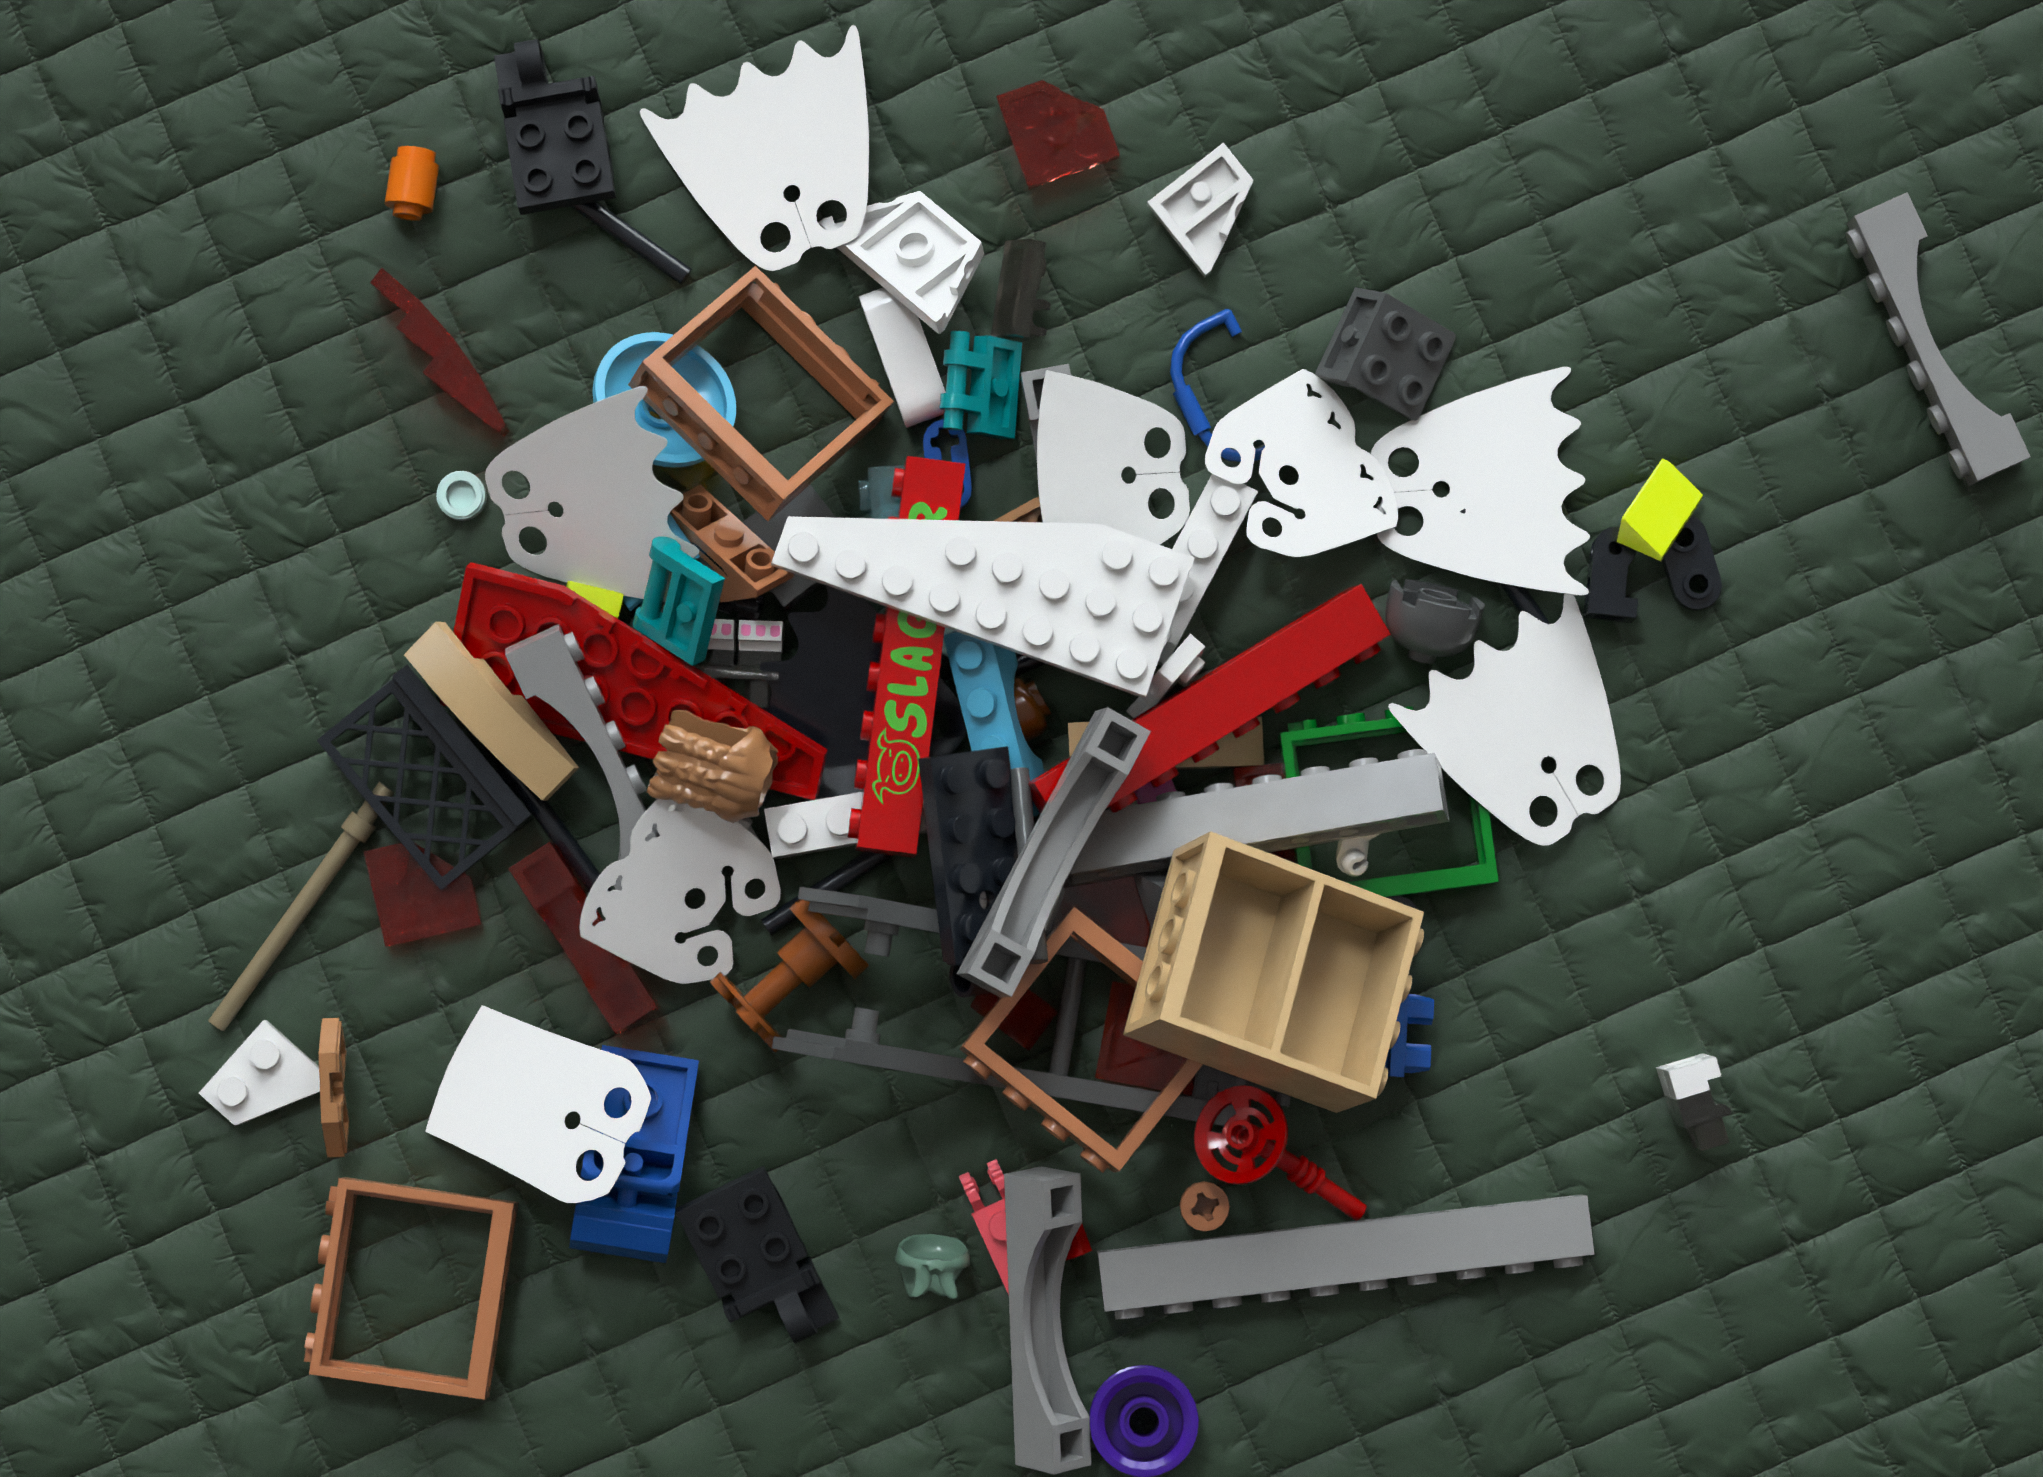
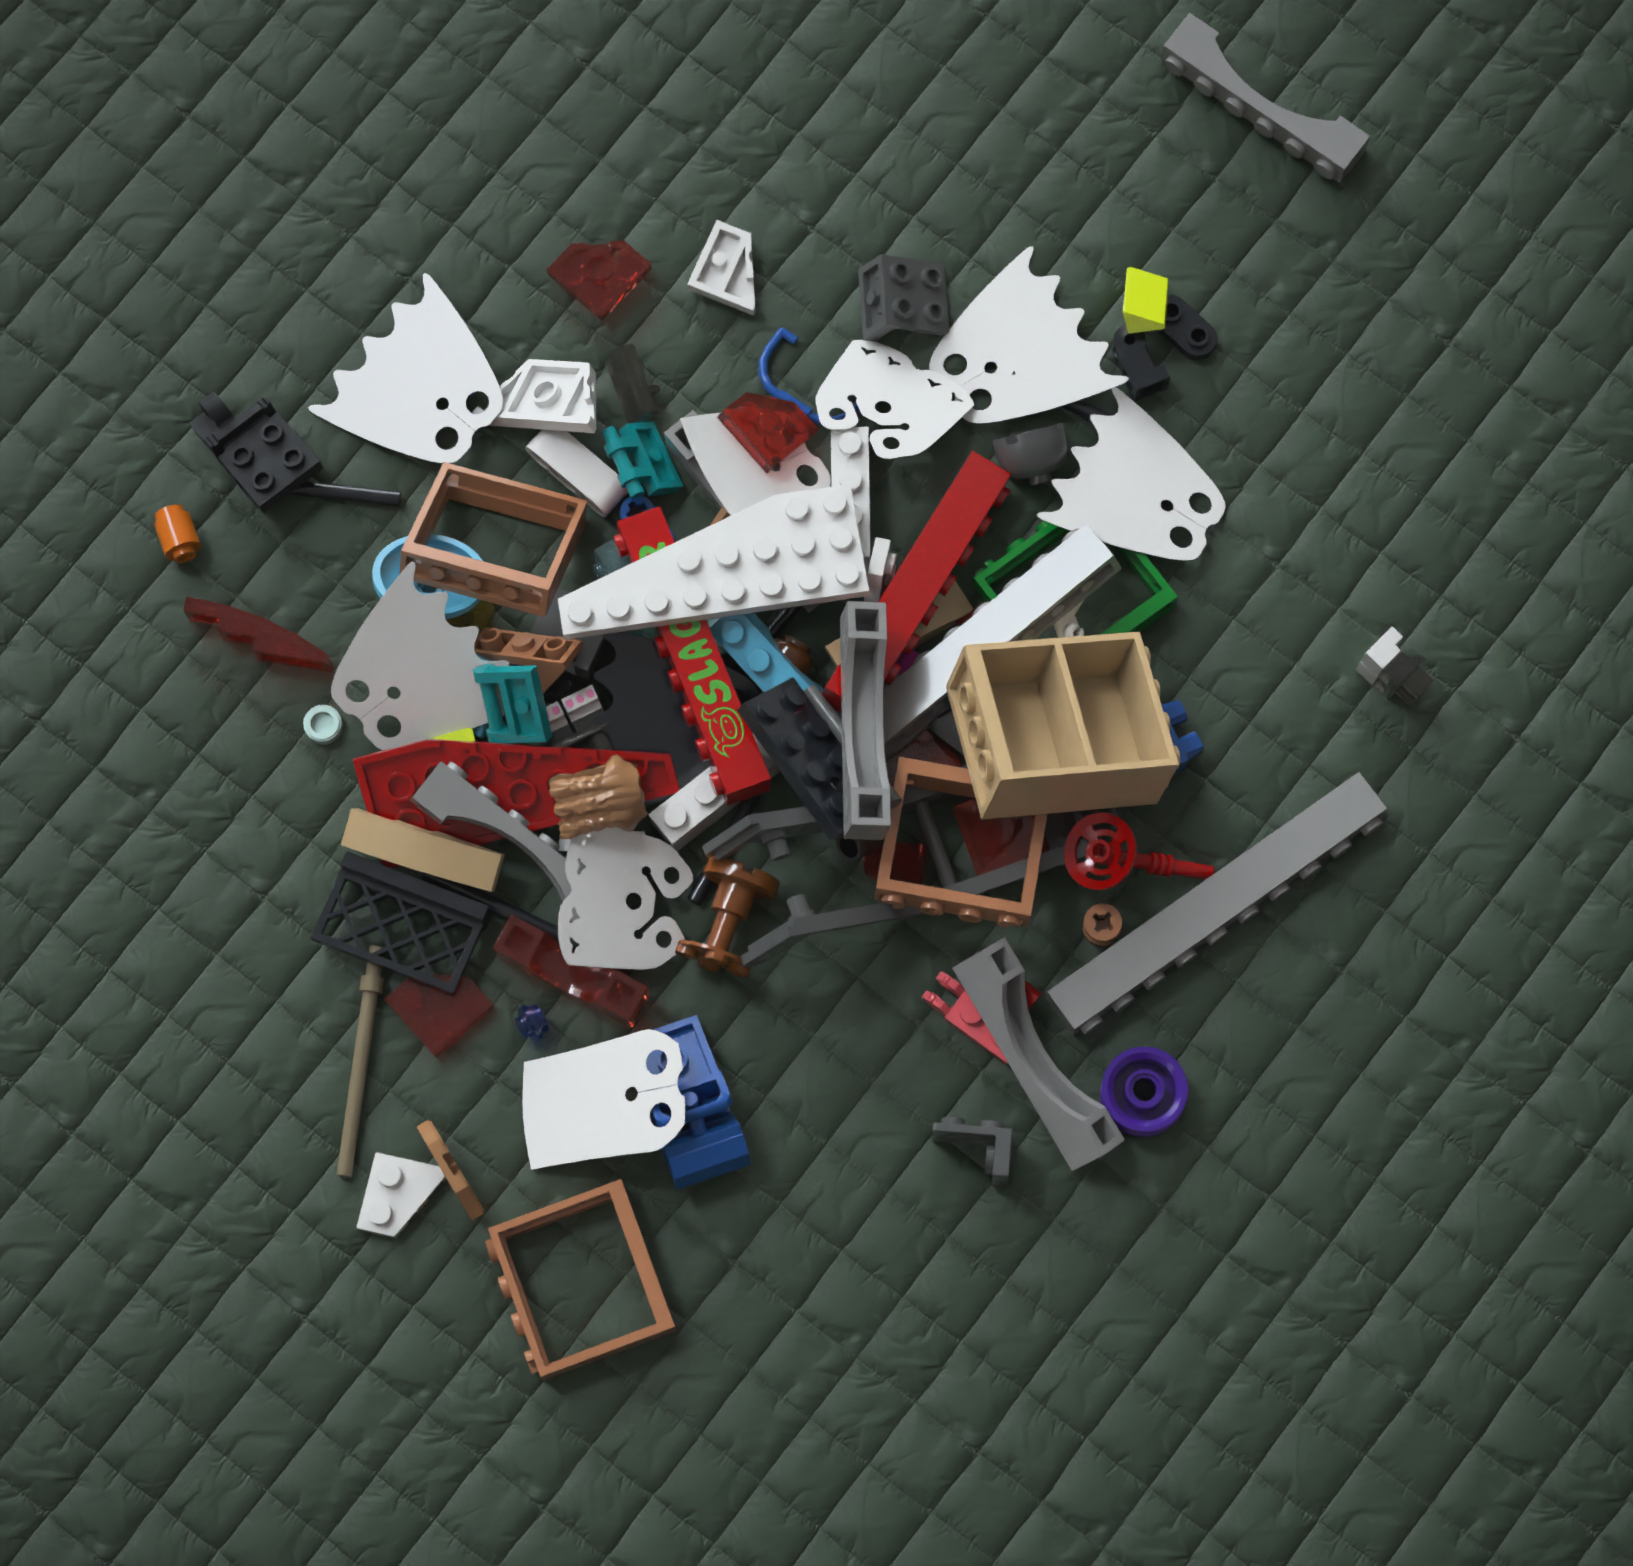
camera: 25 degrees left, 10 degrees down
(511, 968) = (531, 1022): none -> clear blue plate
(754, 1254) = (806, 1124): black plate -> none
(931, 1264) = (936, 1067): sand green piece -> none
(939, 1407) = (988, 1134): none -> dark grey bracket
(1144, 428) = (767, 427): none -> clear red plate

